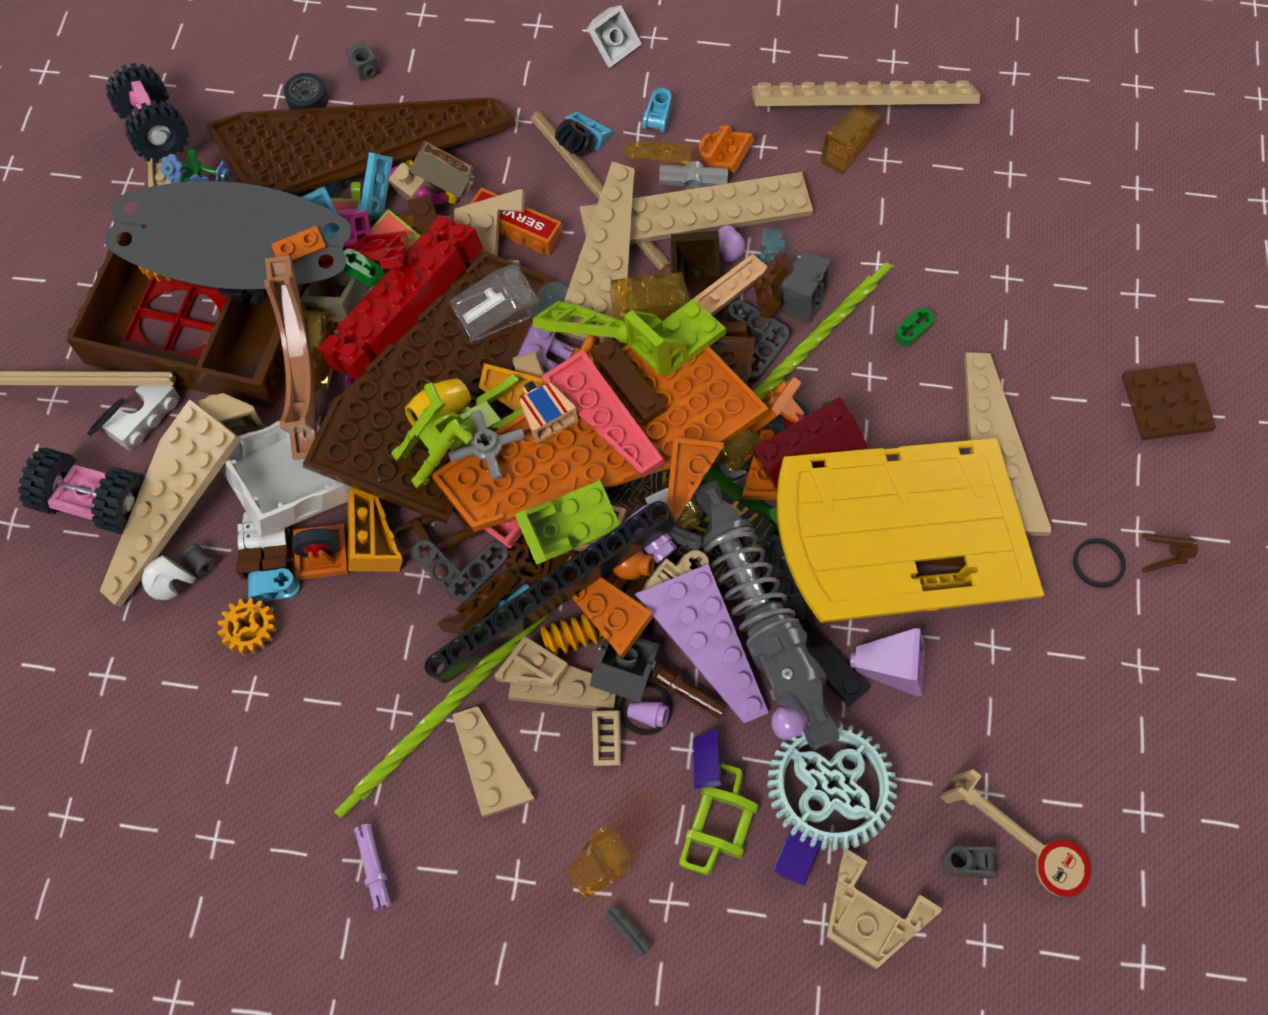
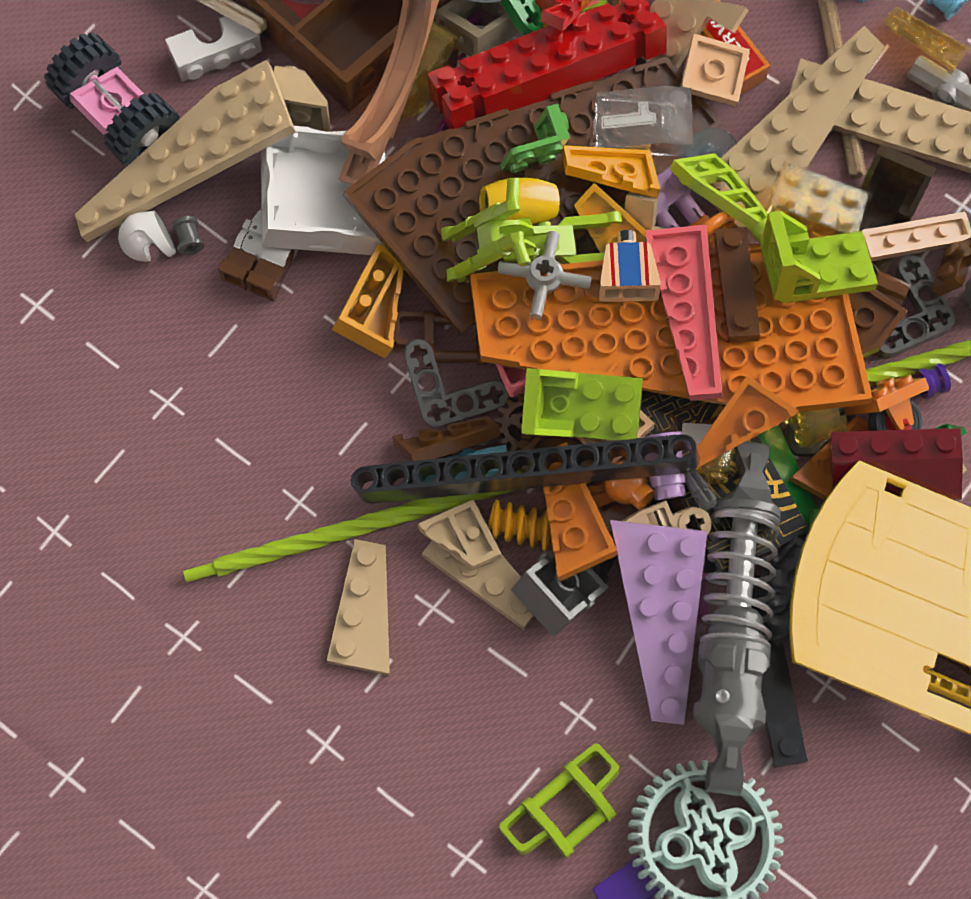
camera: 25 degrees right, 5 degrees up
(105, 416) = (192, 25): black piece -> none
(242, 616) = (192, 343): light orange gear -> none
(272, 585) = (243, 300): medium azure piece -> none
(320, 552) = (314, 293): plate -> none
(375, 877) = (187, 662): lavender pin -> none
(435, 345) = (552, 136): none -> bright green bracket
(491, 346) = (614, 167): none -> light orange wing
(525, 243) = (715, 69): none -> light nougat plate
(600, 862) = (416, 777): clear yellow wedge -> none
(606, 761) = (489, 647): tan slope -> none
(628, 930) = (408, 862): dark grey axle -> none
(648, 732) = (562, 674): black piece -> none
(649, 713) = (558, 654): lavender cone -> none
(677, 685) = (604, 640): reddish brown pin -> none
(707, 760) = (589, 737): dark purple slope -> none
(730, 243) = (945, 187): lavender piece -> none
(787, 723) = (696, 747): lavender piece -> none
(803, 374) = (937, 380): none -> dark purple wheel
(893, 661) = (852, 747): lavender slope -> none

